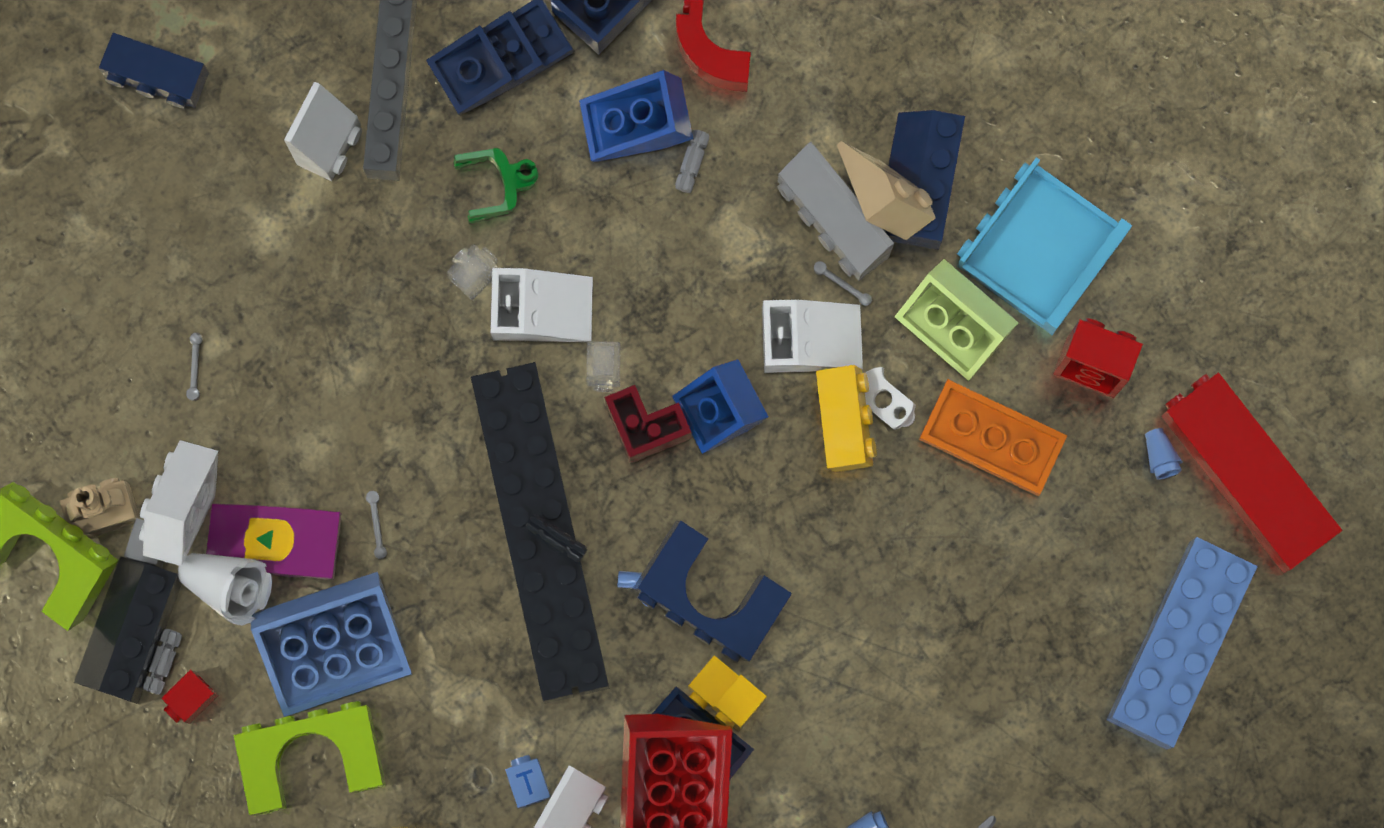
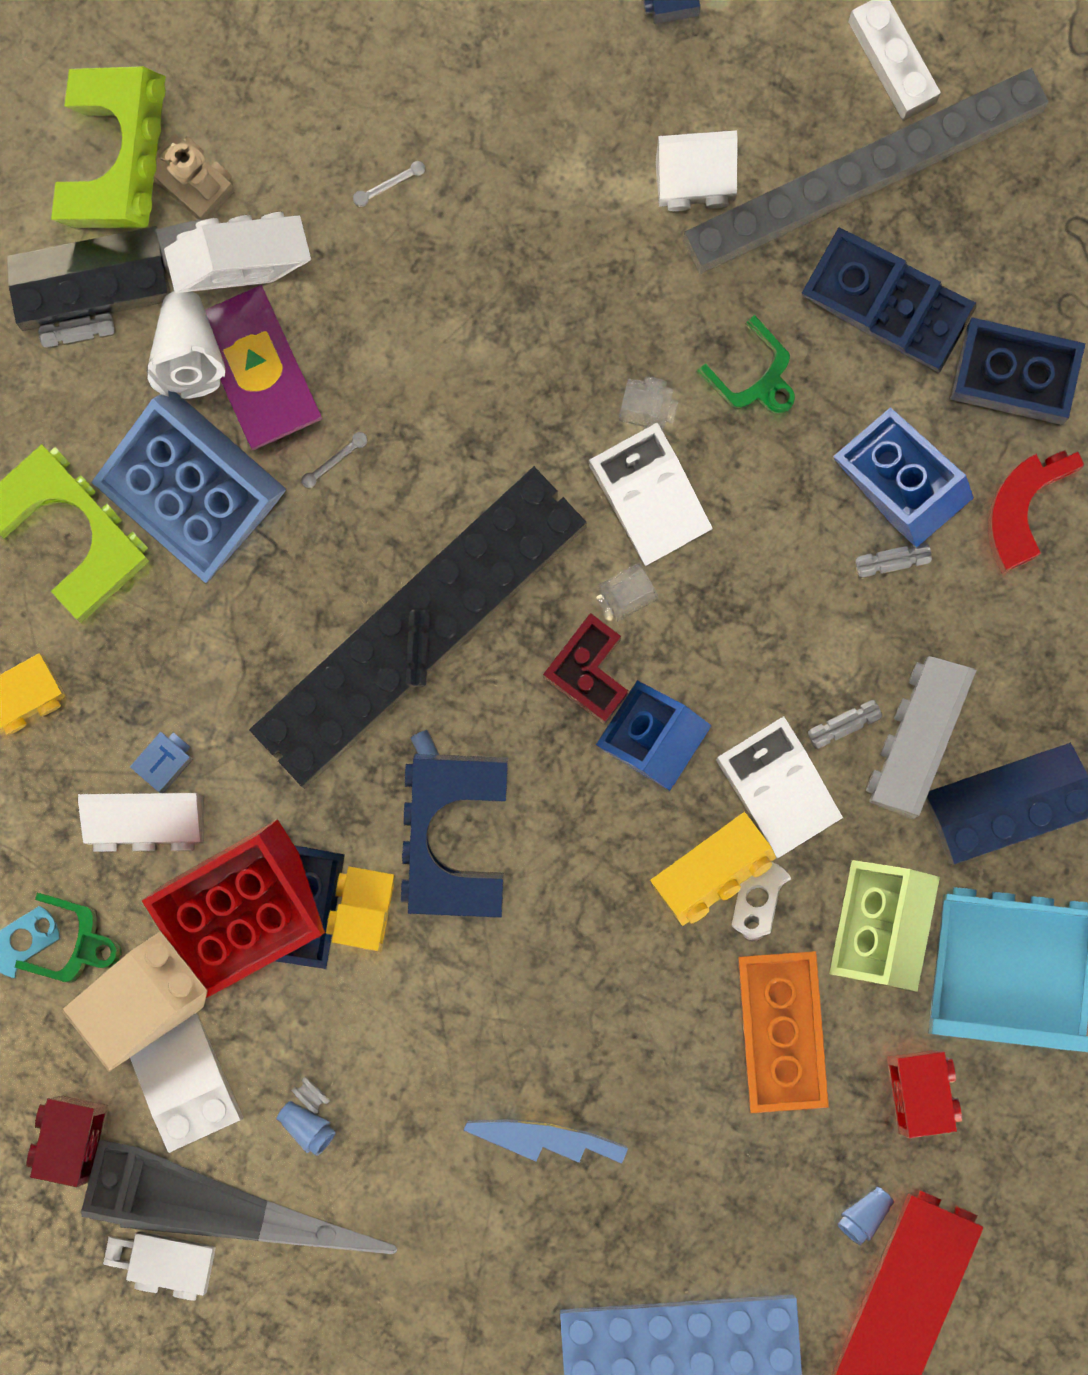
camera: 65 degrees right, 5 degrees up
(188, 698) = (55, 377): red brick -> none
(792, 264) = (845, 724): none -> light grey axle
(821, 269) = (858, 755): light grey hinge -> none
(843, 814) = (310, 1095): none -> light grey bush
(885, 195) = (968, 776): tan slope -> none
(970, 661) = (529, 1137): none -> medium blue slope

